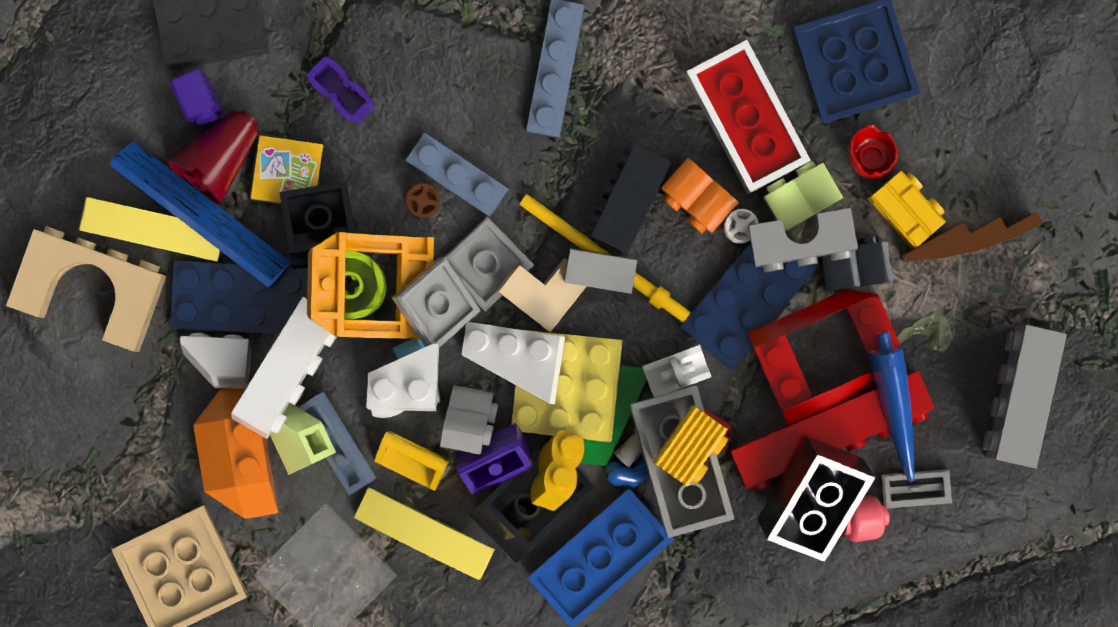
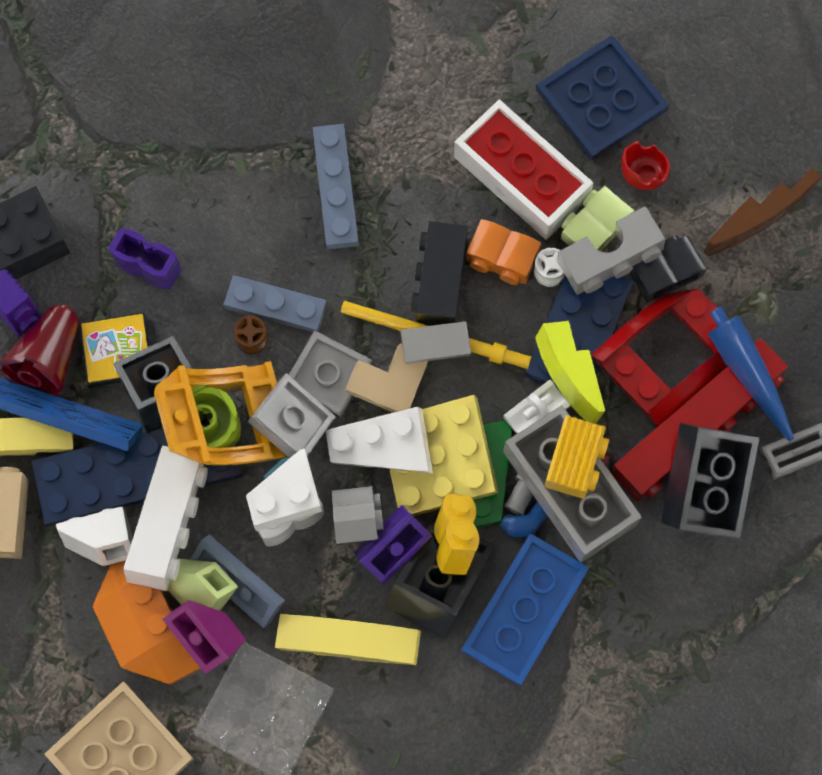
camera: 20 degrees left, 15 degrees down
(291, 491) = (204, 633): none -> magenta slope
(411, 460) = (313, 572): yellow tile -> none
(721, 346) = (571, 370): none -> neon yellow slope
(867, 521) = (765, 492): coral head -> none
(908, 209) = (694, 205): yellow brick -> none

